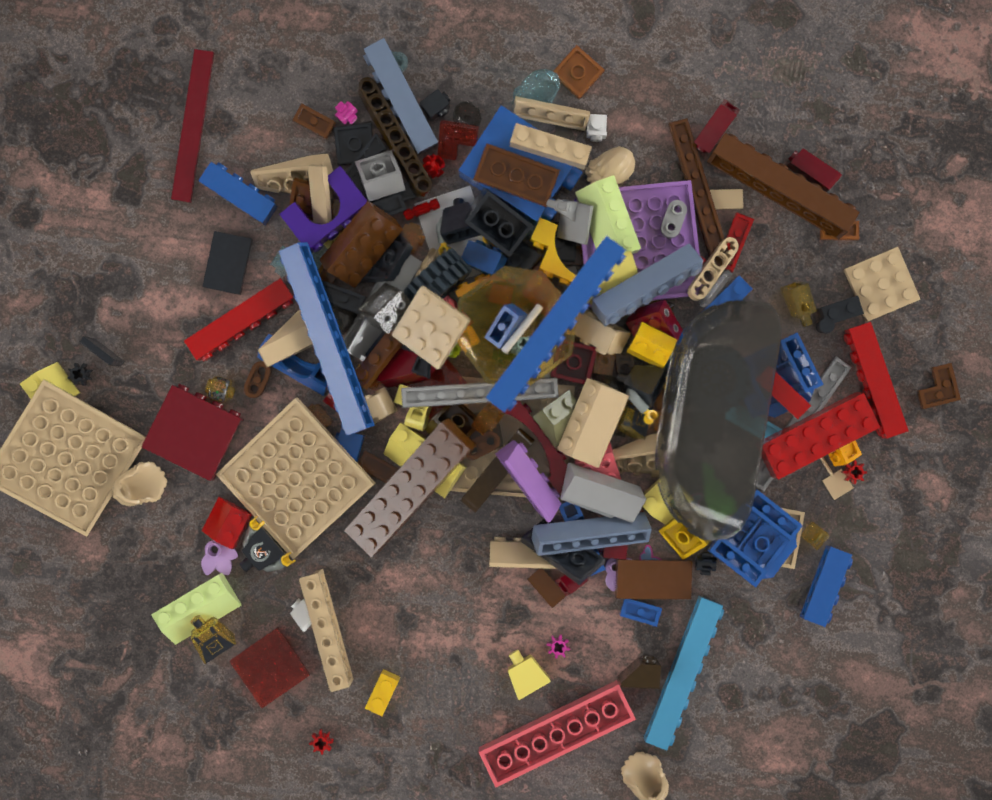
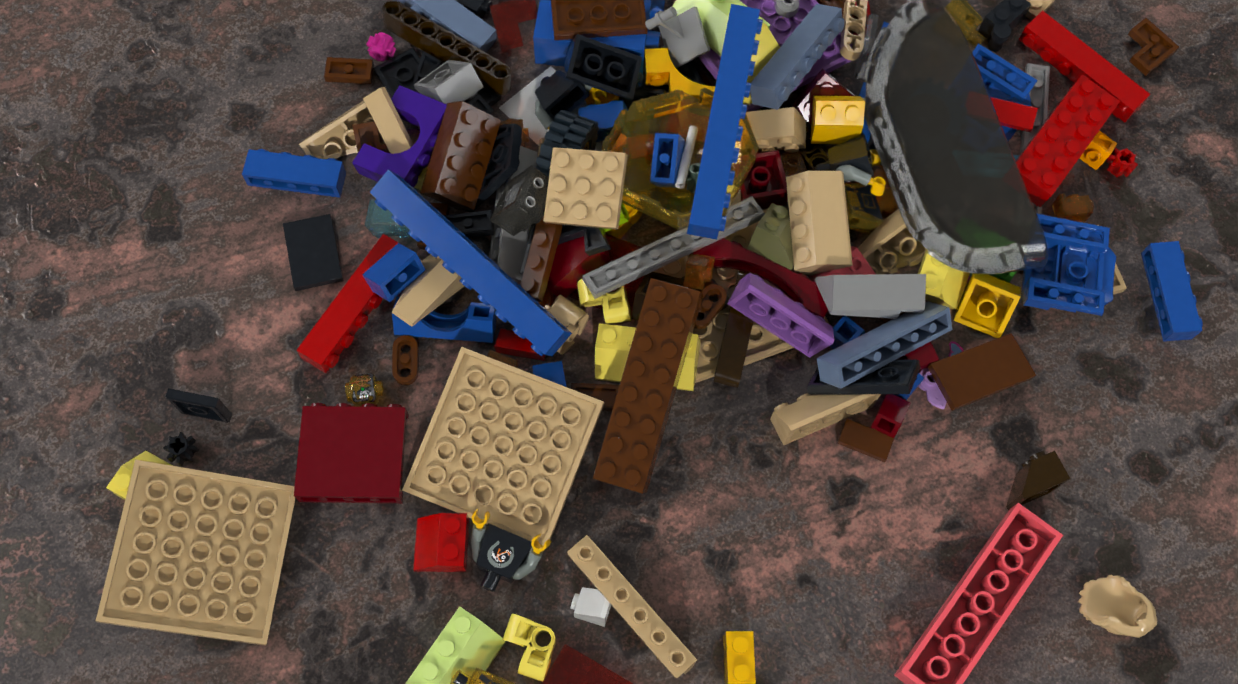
camera: 30 degrees left, 20 degrees down
(140, 484) = (310, 544): tan piece -> none
(192, 126) = (212, 133): dark red tile -> none
(220, 561) = (452, 595): lavender plate -> none
(253, 607) = (535, 659): none -> light yellow piece
(272, 317) = (394, 272): none -> blue brick
(421, 209) = (511, 105): red axle -> none
(433, 165) = (504, 55): red gear -> none
(526, 674) = (901, 553): light yellow torso -> none
(556, 651) = (926, 498): dark pink gear -> none
(640, 611) = (988, 415): blue plate -> none
(683, 673) = (1078, 452): dark azure brick -> none
(705, 563) = (1028, 327): black gear -> none
(795, 490) = (1073, 207): none -> clear orange brick
(815, 535) = (1124, 247): clear yellow slope -> none
(835, 482) = (1107, 185): tan piece -> none

